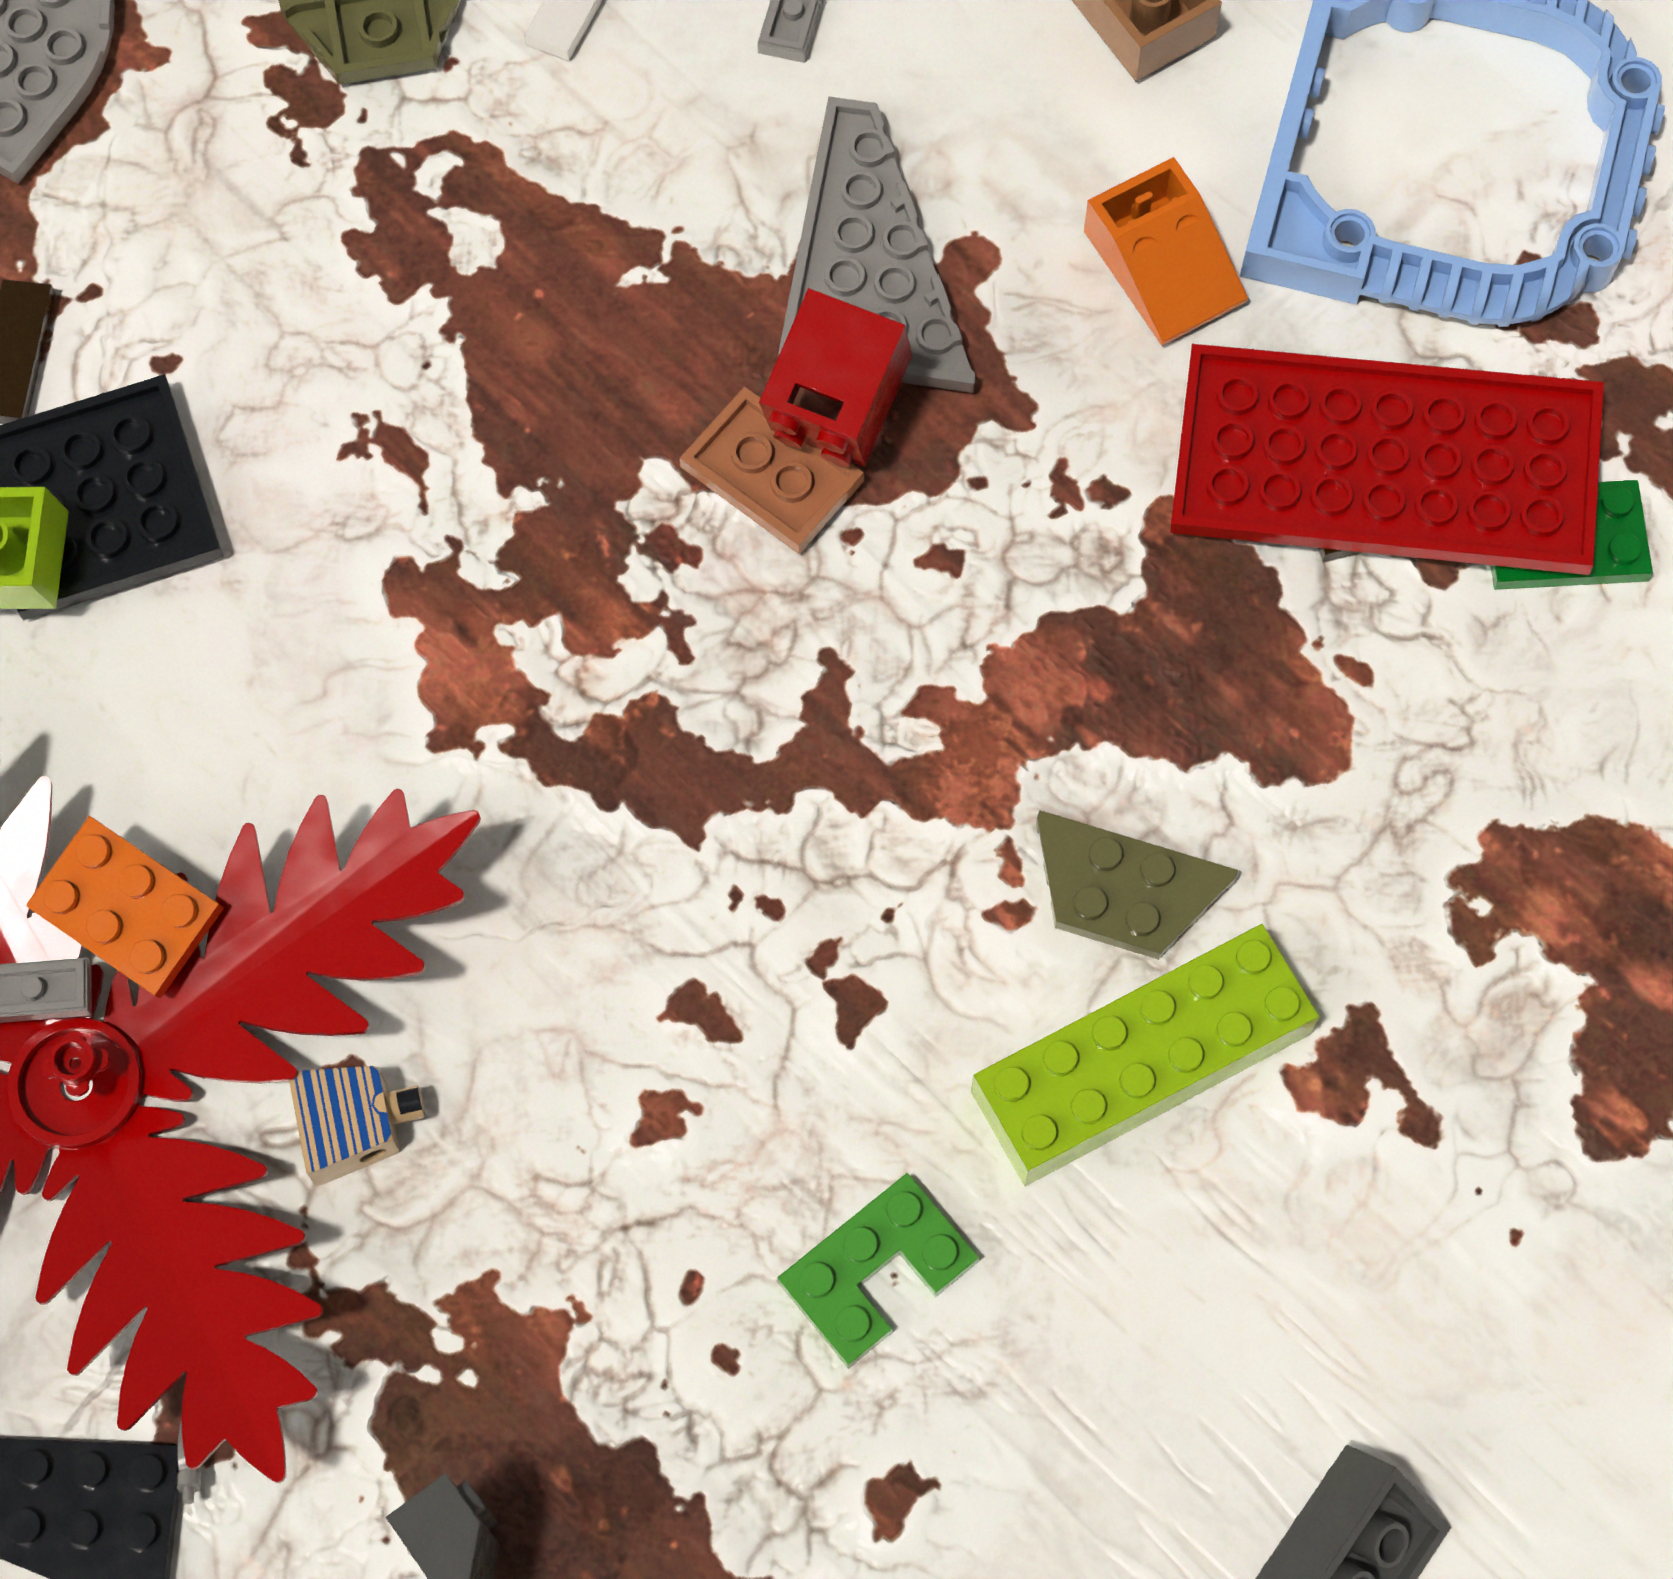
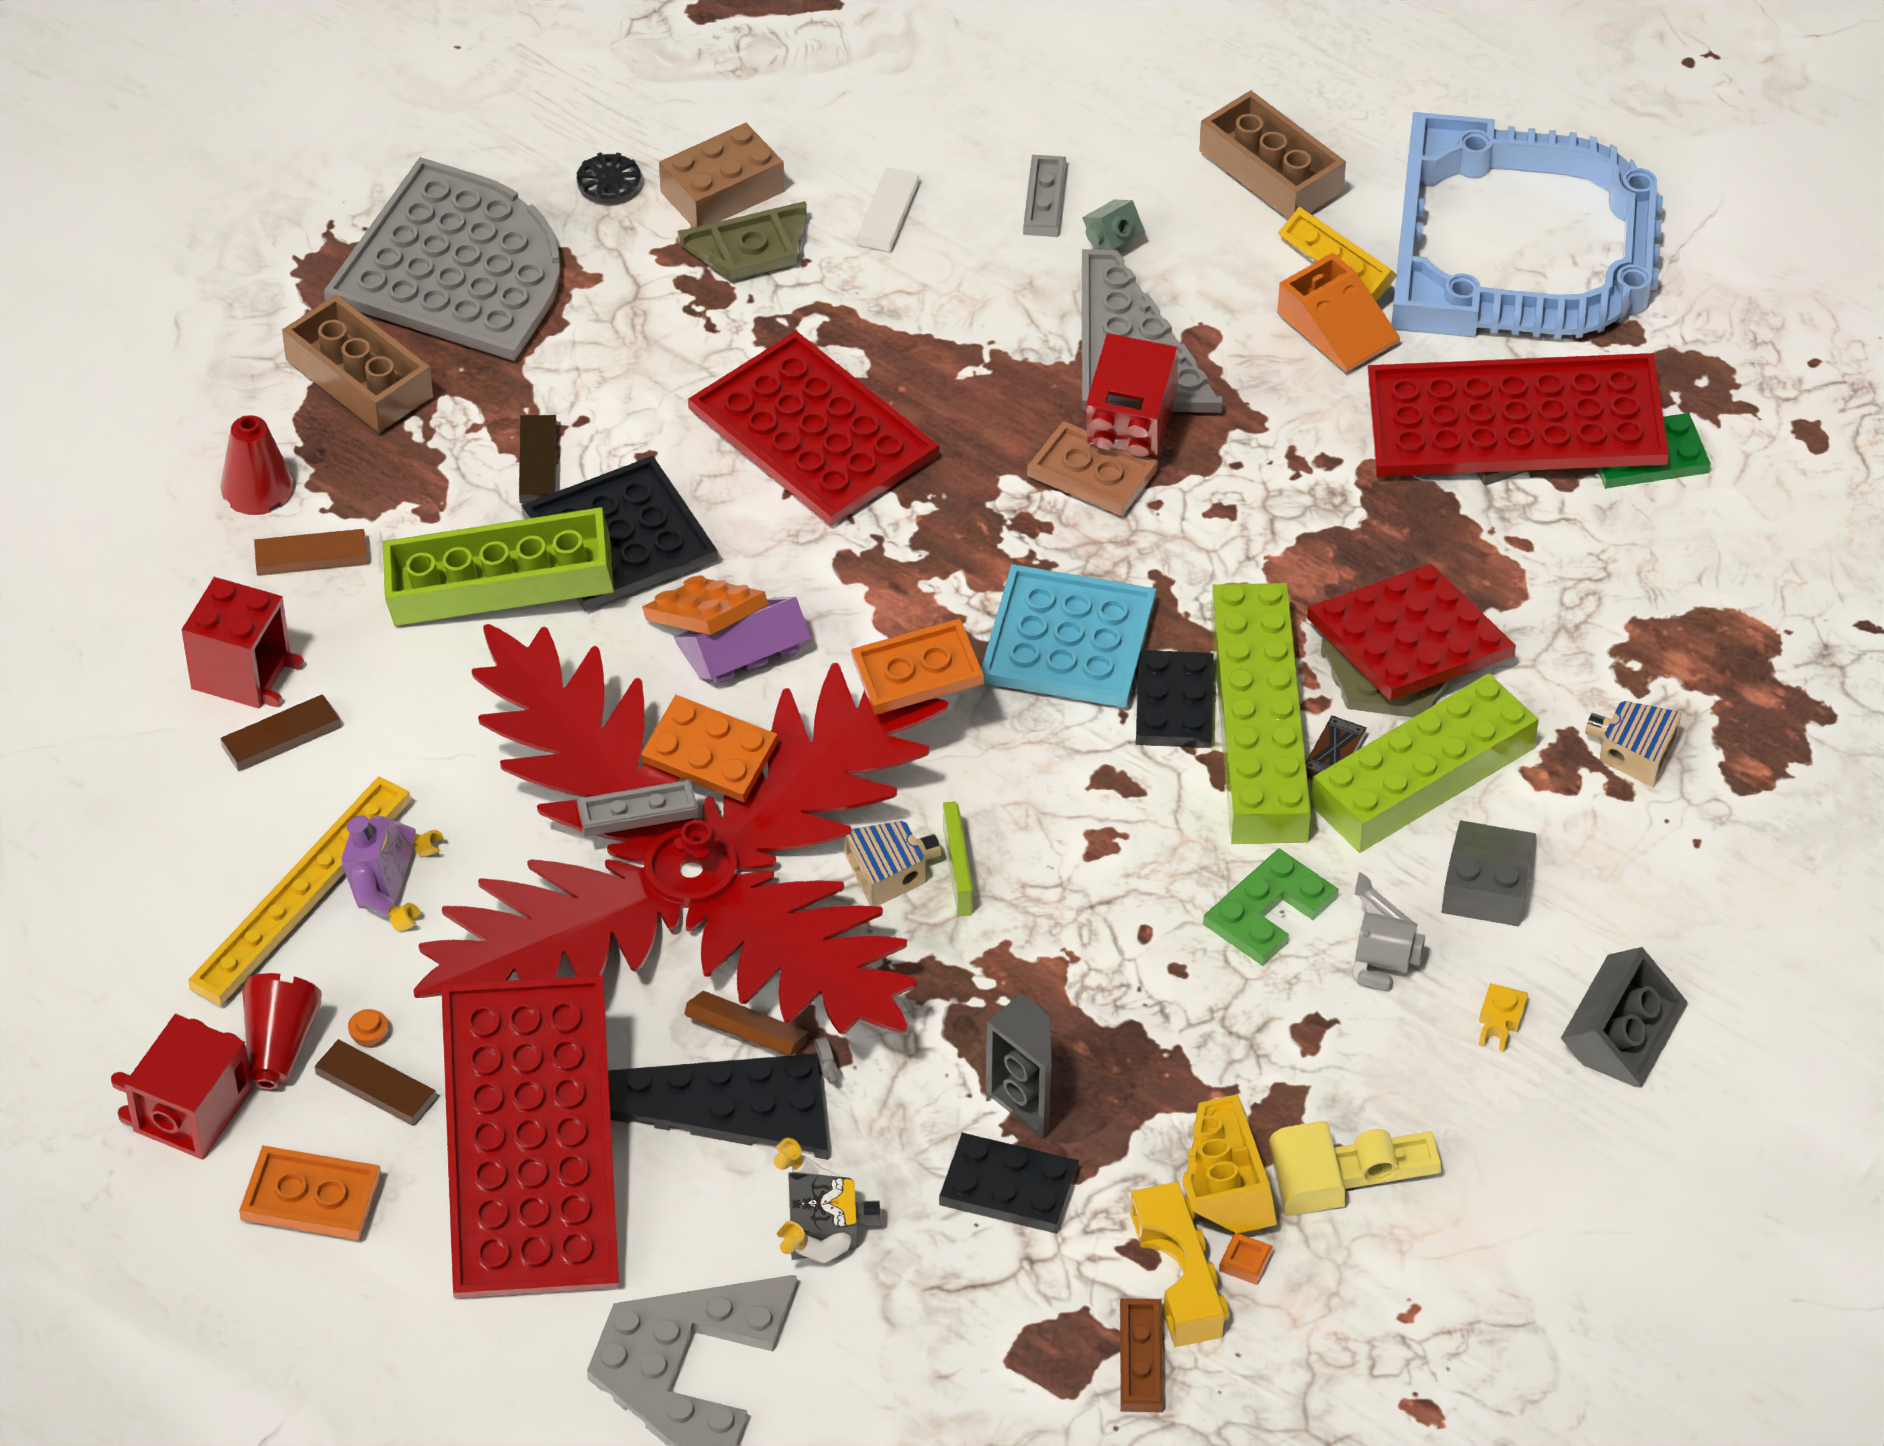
camera: 10 degrees left, 20 degrees down
(44, 1351) = (746, 1023): none -> dark orange tile
(174, 652) = (704, 605): none -> orange plate
(224, 702) = (746, 642): none -> medium lavender slope
(399, 351) = (813, 427): none -> red plate
(426, 834) = (917, 666): none -> orange plate
(445, 1130) = (957, 859): none -> lime tile
(681, 756) = (1068, 635): none -> medium azure plate
(811, 882) = (1174, 699): none -> black plate
(878, 61) = (1113, 224): none -> sand green brick
(922, 936) = (1259, 714): none -> lime brick
(1020, 1005) = (1335, 743): none -> tile
(1027, 1370) = (1385, 938): none -> light grey piece
(1166, 822) = (1410, 632): none -> red plate
(1173, 133) = (1319, 240): none -> yellow plate
(1178, 1508) = (1501, 1012): none -> yellow plate
(1204, 1252) = (1488, 873): none -> dark grey slope
(1458, 1052) = (1636, 739): none -> tan torso

